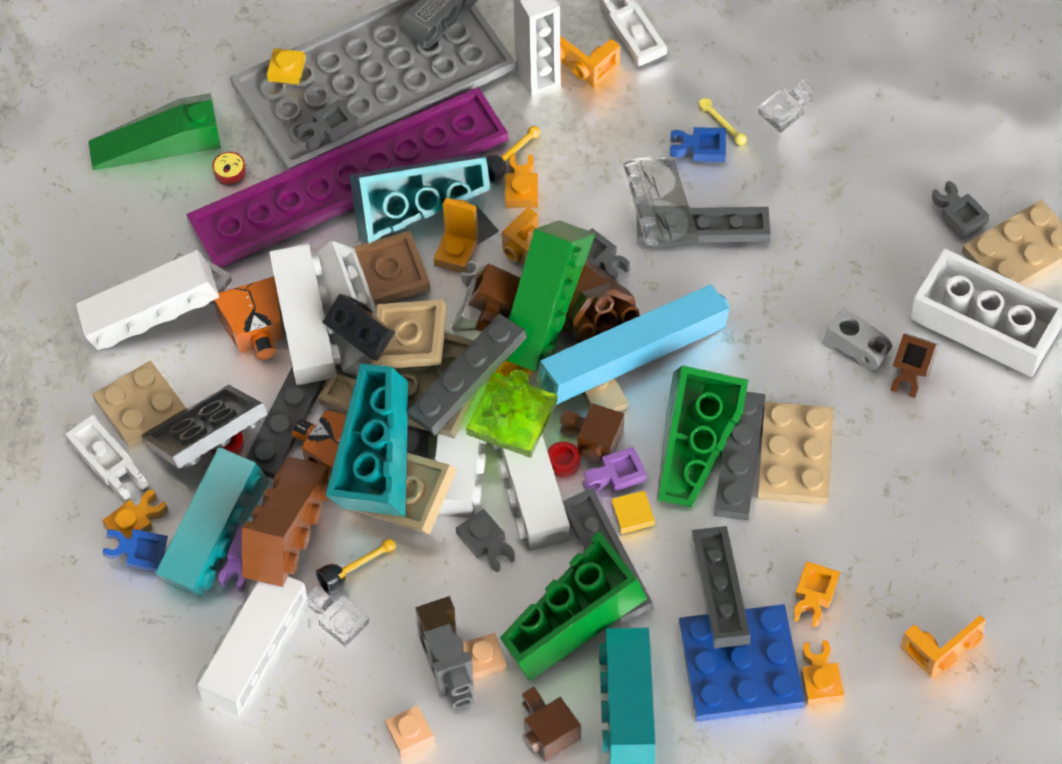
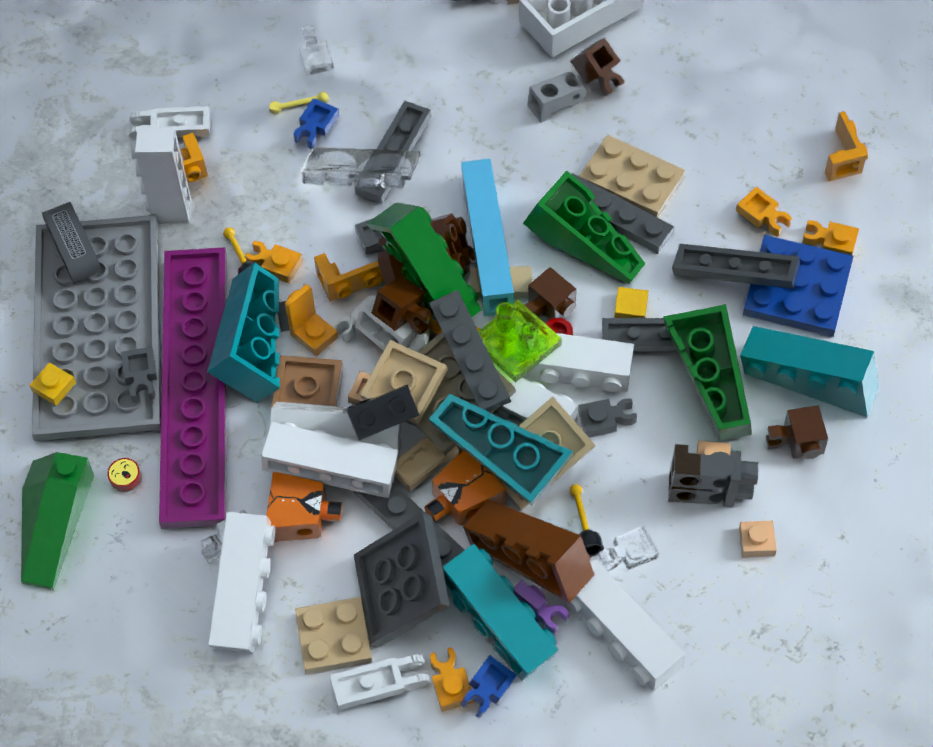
camera: 65 degrees left, 0 degrees up
(618, 469) = (591, 296): medium lavender plate -> none

